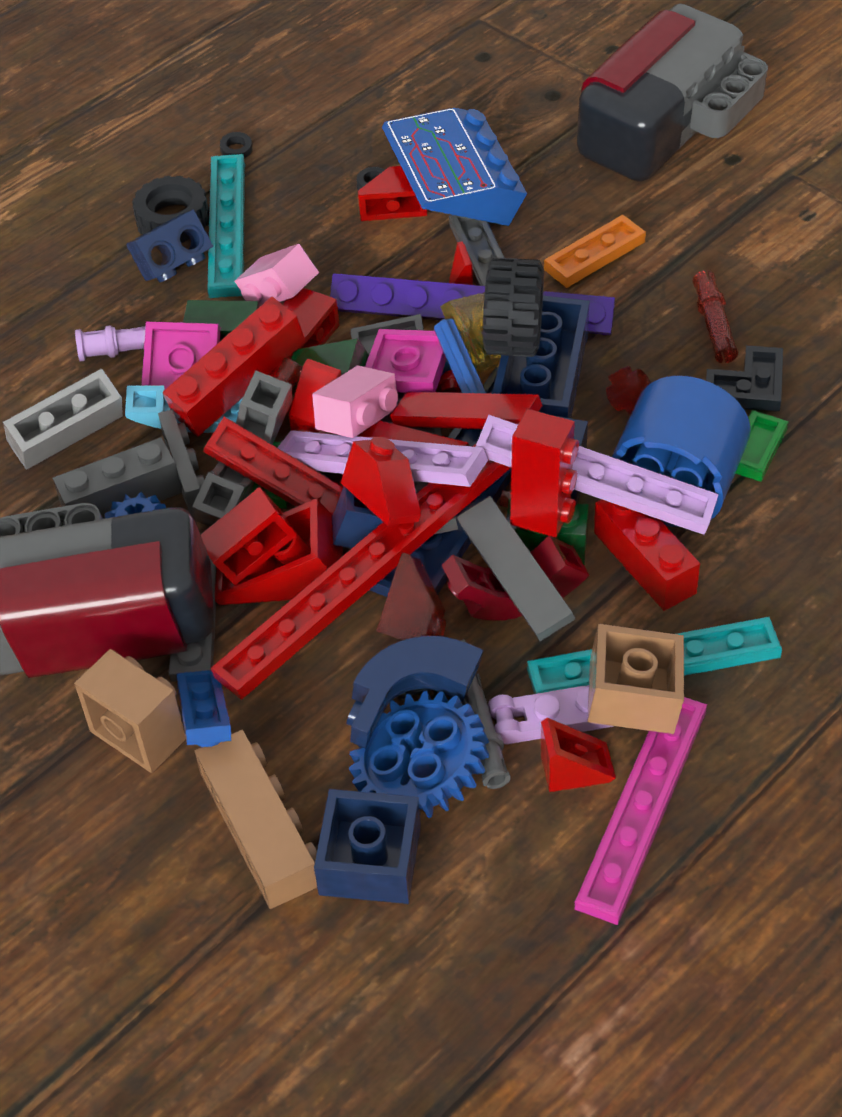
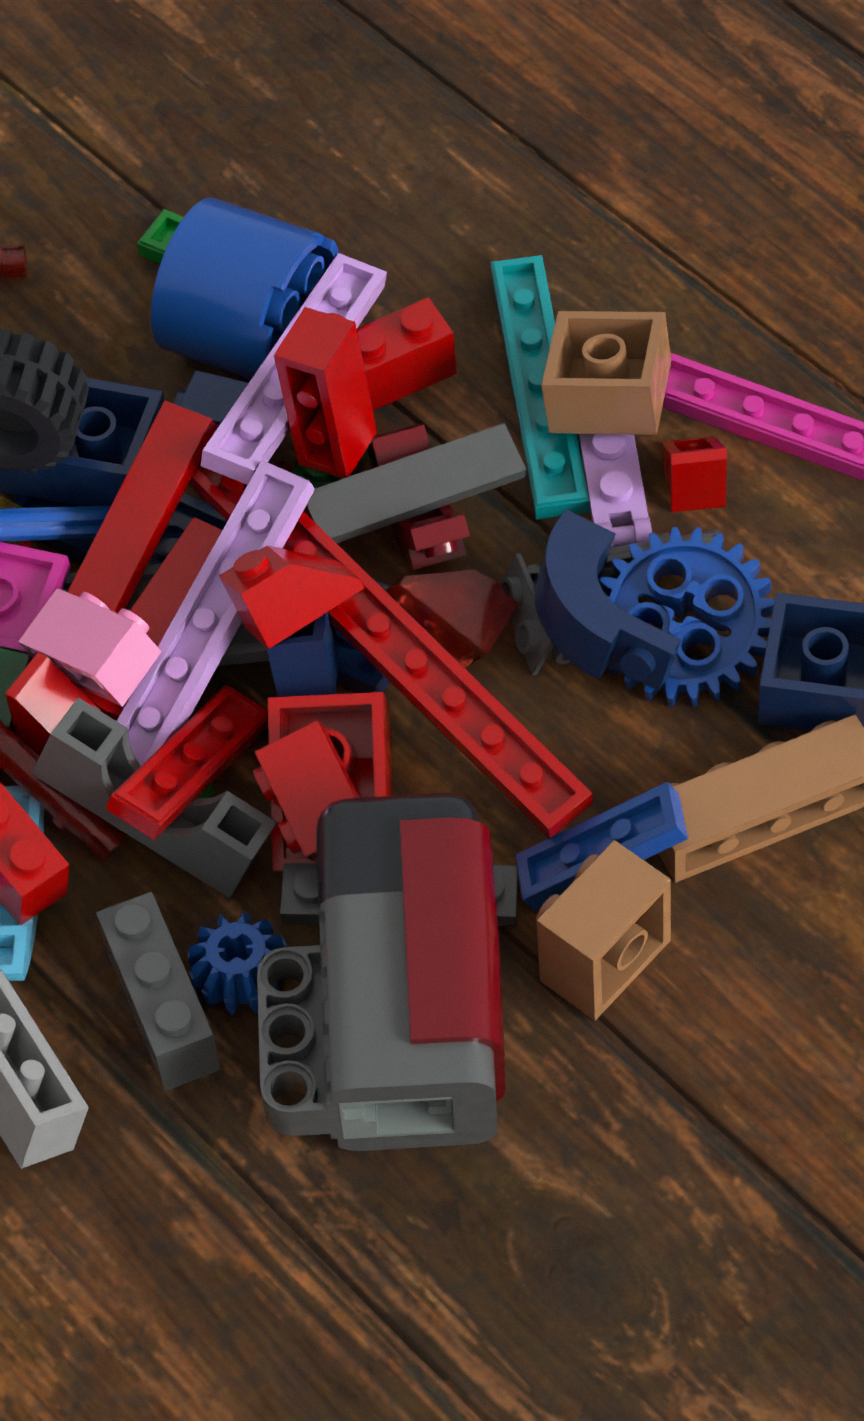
camera: 85 degrees left, 5 degrees up
(186, 463) = (72, 922): dark grey plate -> none
(626, 388) = (90, 356): clear red gear -> none
(760, 382) = (93, 234): black plate -> none

